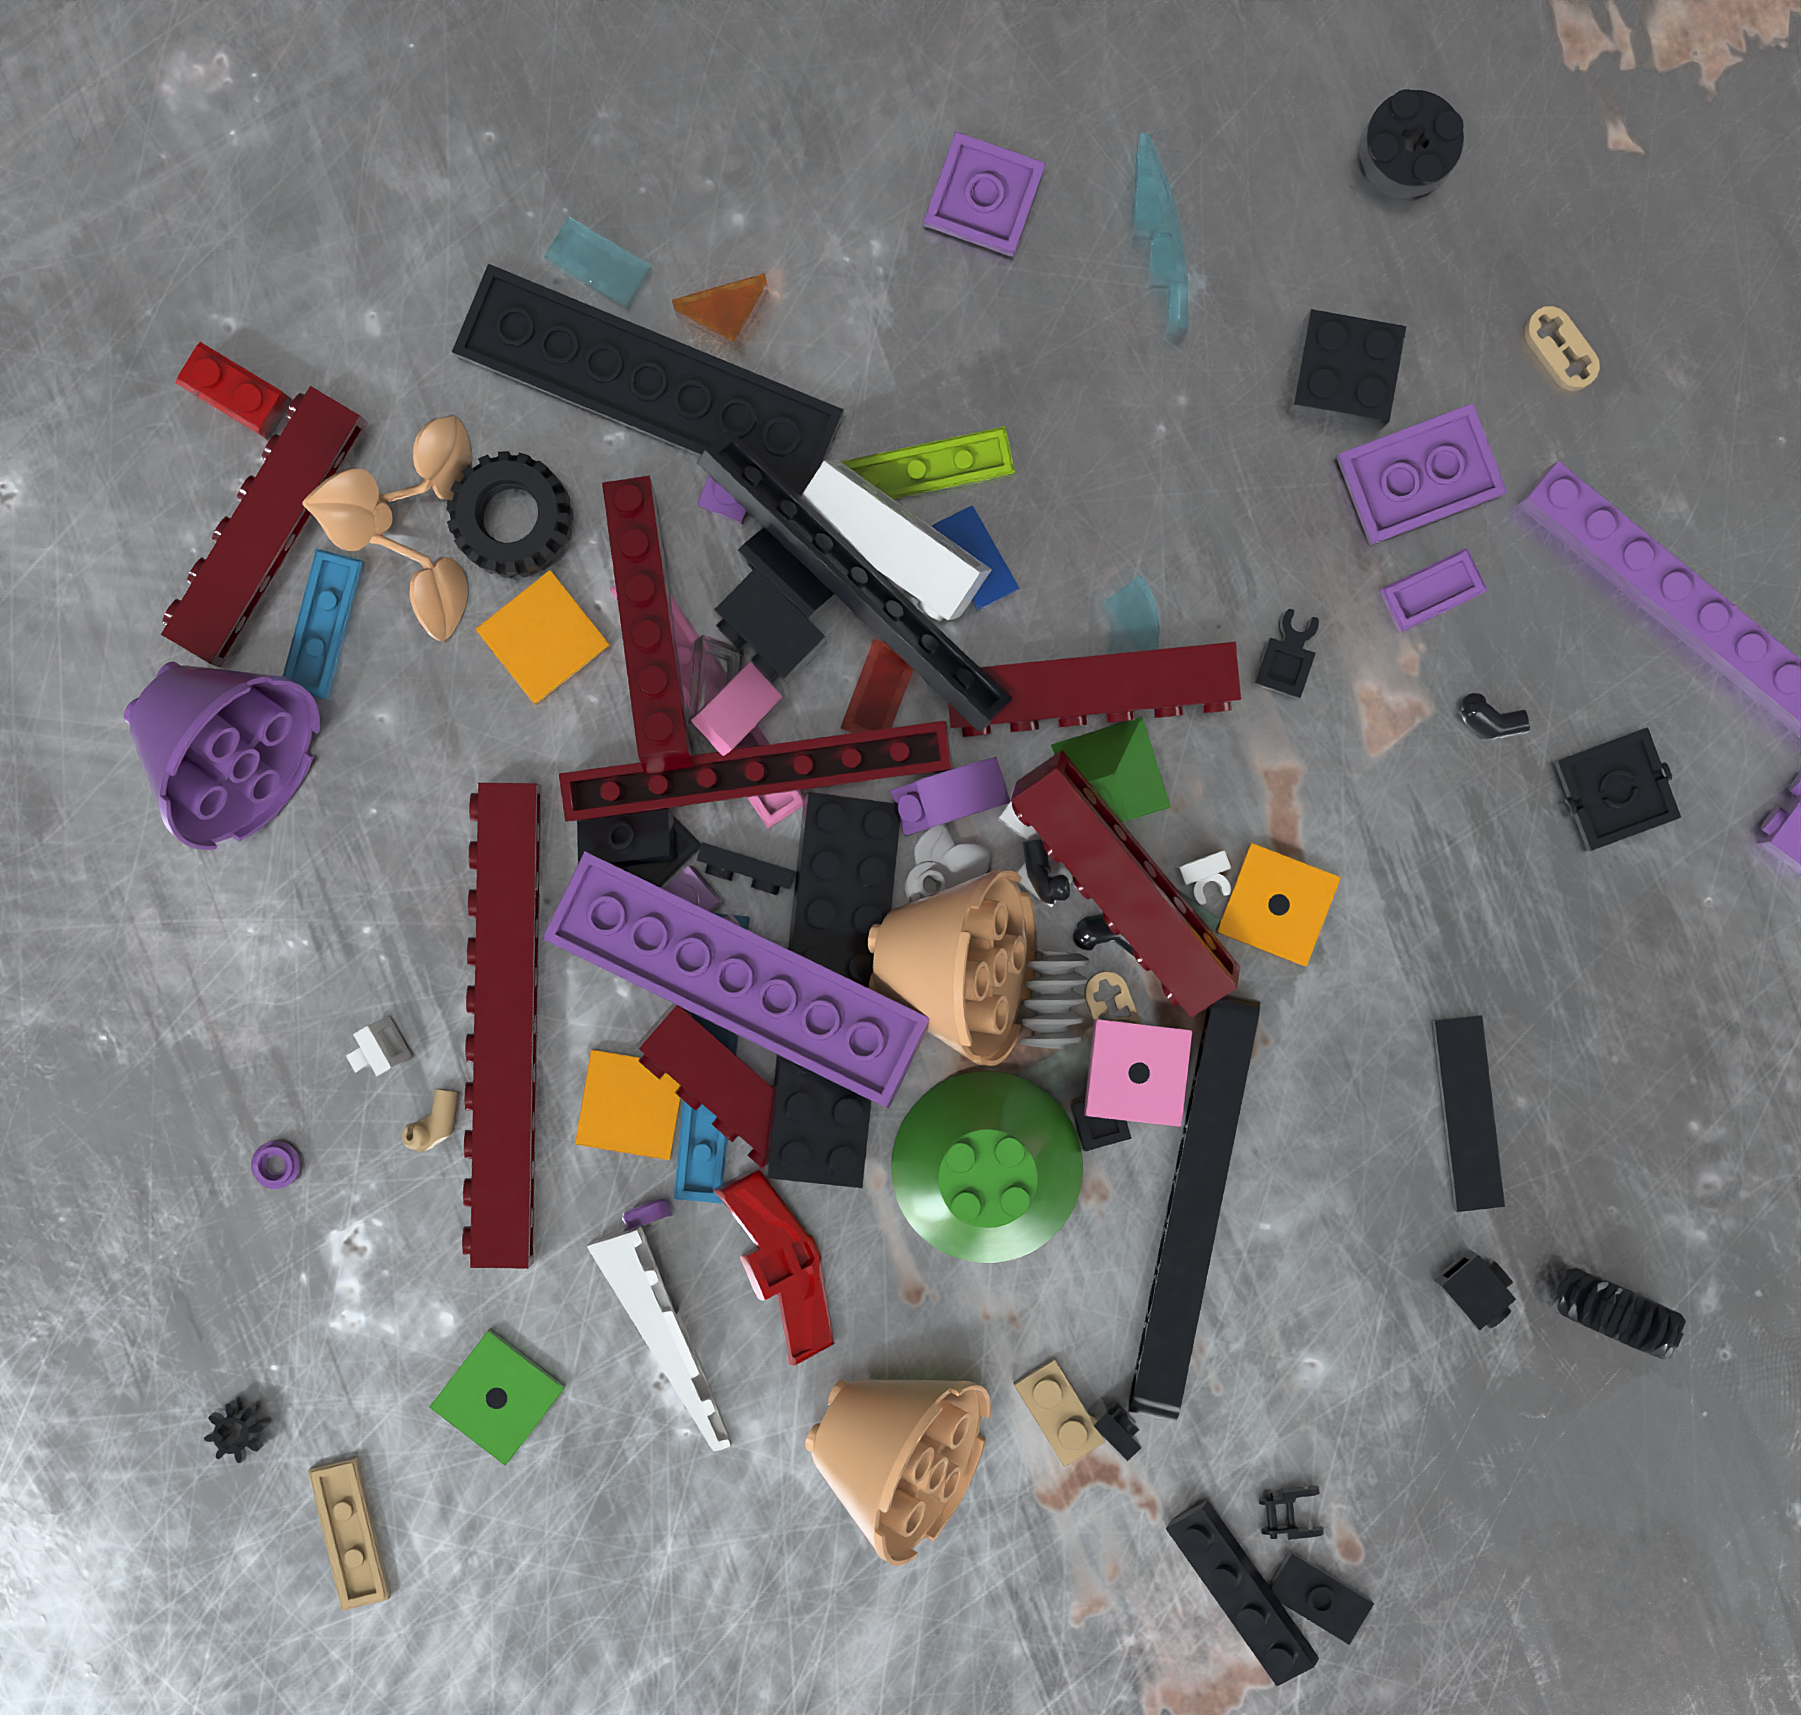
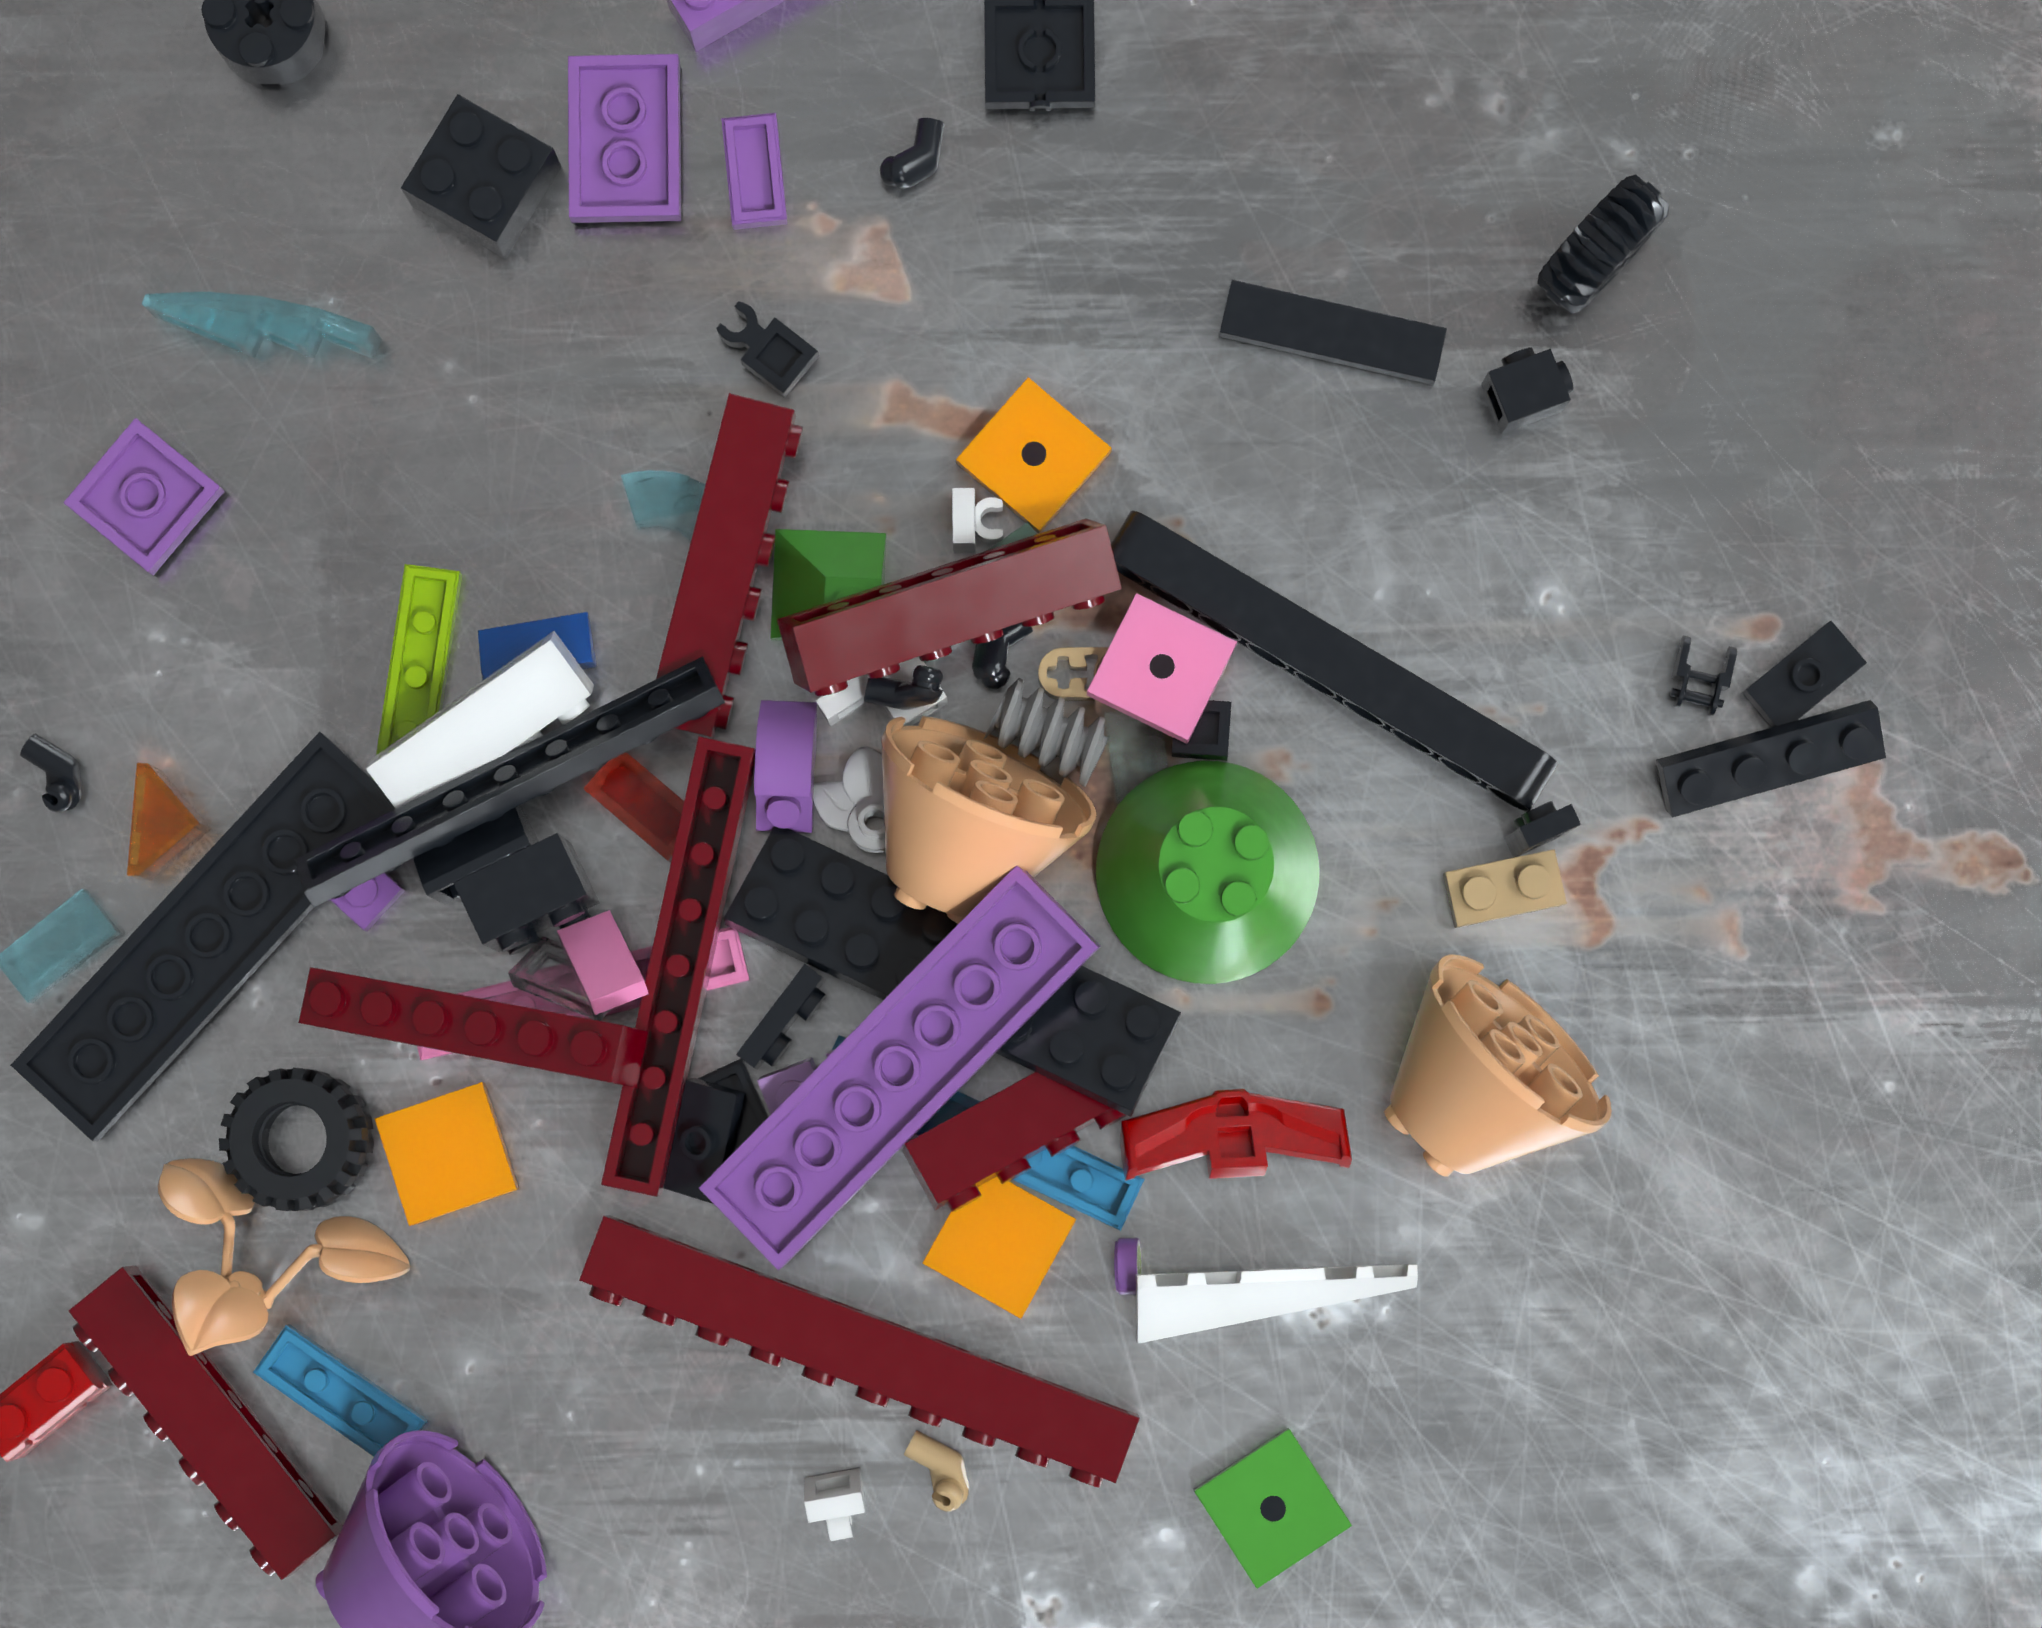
camera: 70 degrees left, 5 degrees down
(737, 213) = (61, 772): none -> black arm

